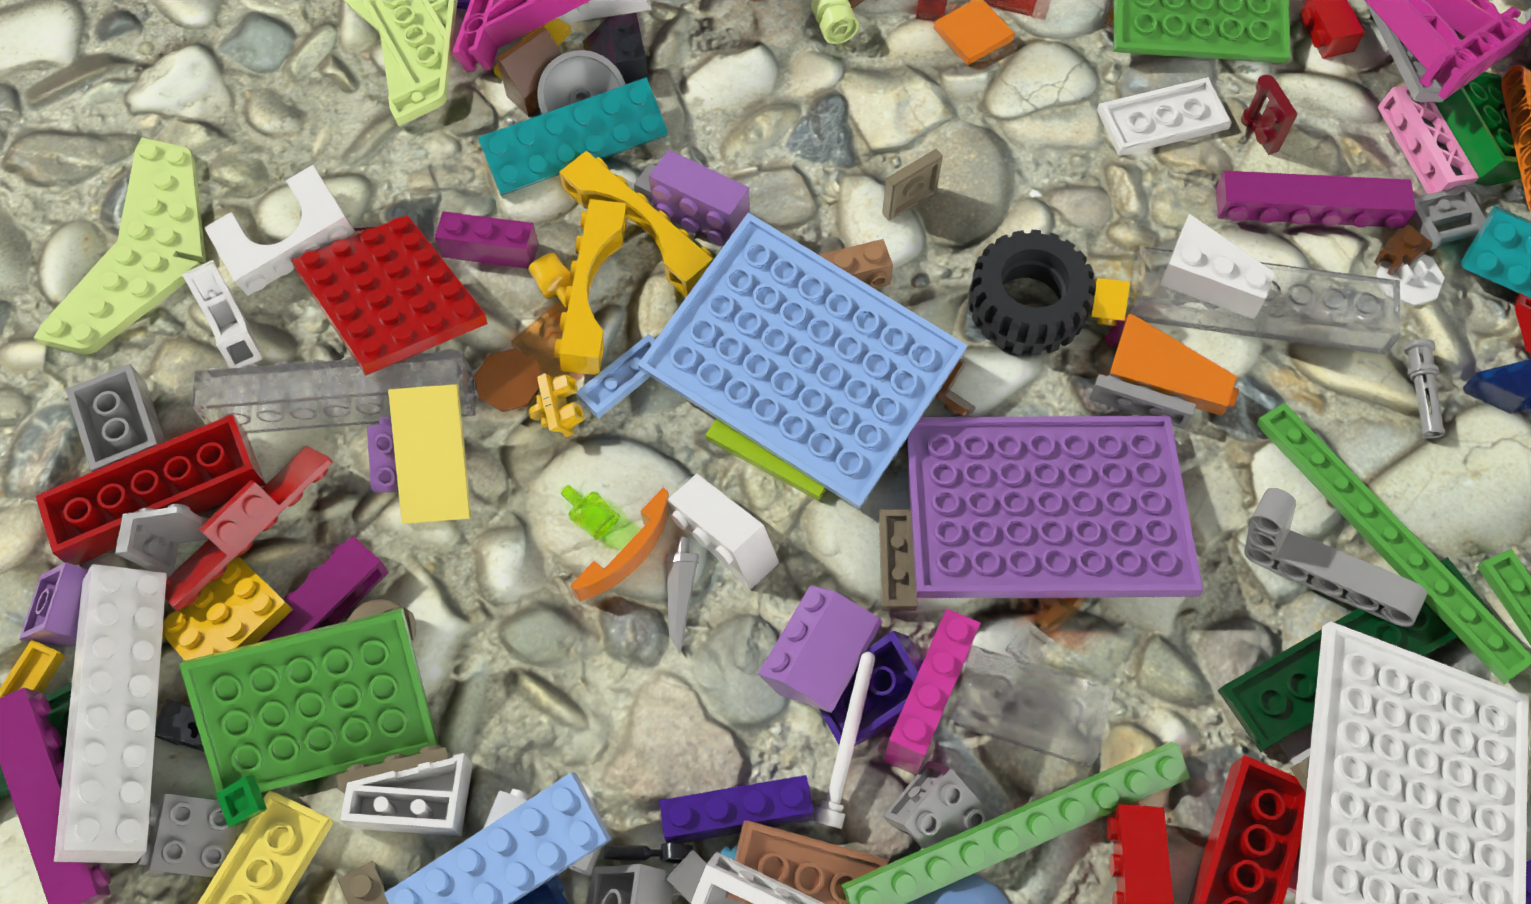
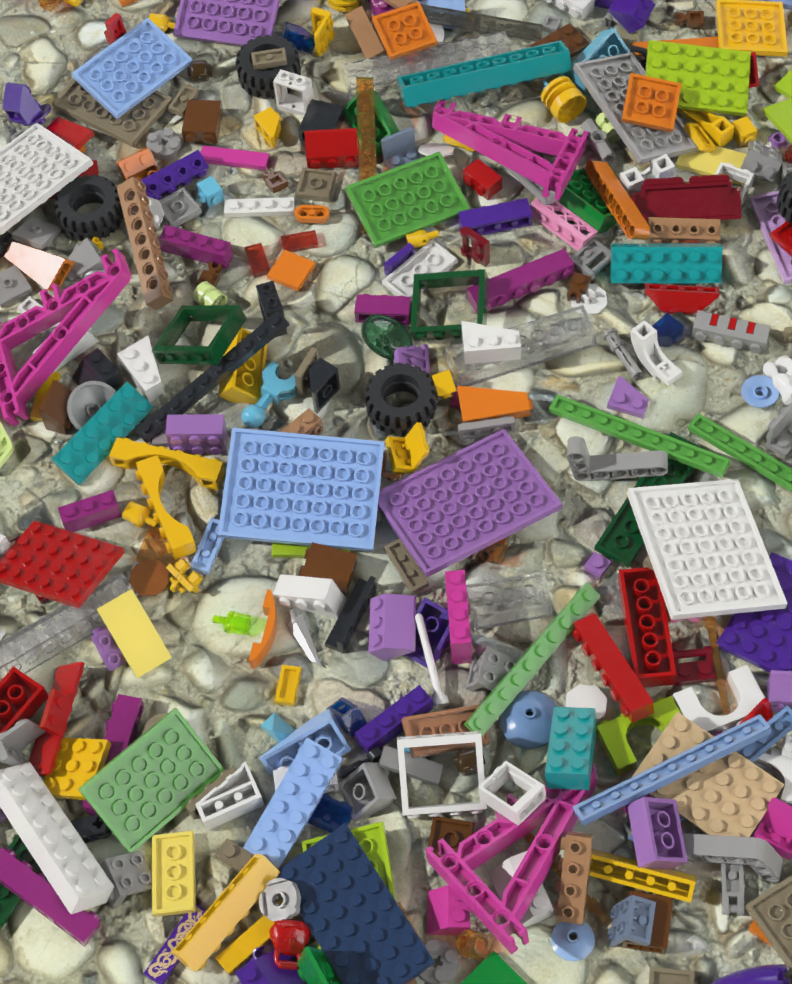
camera: 25 degrees left, 5 degrees down
(241, 801) = (144, 844): green plate -> none
(558, 728) = (277, 727): none -> medium azure slope
(610, 767) = (320, 729): none -> light blue wedge
(612, 656) = (288, 685): none -> yellow tile
(668, 760) = (348, 716): none -> clear blue slope
(684, 71) = (142, 369): none -> white wedge
(731, 57) = (168, 353): none -> dark green window
(770, 593) = (351, 614): none -> black fence
(777, 123) = (213, 376): none -> black plate
(778, 500) = (330, 564): none -> reddish brown brick
(825, 135) = (246, 381): none -> yellow slope
(847, 189) = (272, 391): none -> medium azure piece
(910, 69) = (269, 301): none -> black window
(925, 212) = (323, 382): none -> black slope
(997, 378) = (407, 452): none -> yellow bracket
(1059, 188) = (384, 335): none -> clear green dish
(1077, 145) = (393, 306): none -> magenta brick
(1086, 236) = (413, 355): none -> medium lavender wing
(1141, 82) = (398, 259): none -> dark purple tile
(1190, 67) = (420, 237): none -> yellow piece
(1196, 143) = (447, 279): none -> dark green window
(1209, 720) = (597, 565): none -> medium lavender plate
(1328, 88) = (497, 217): none -> dark purple brick
(1397, 466) = (627, 399): none -> medium lavender wing
(1474, 413) = (650, 355): none -> white arch

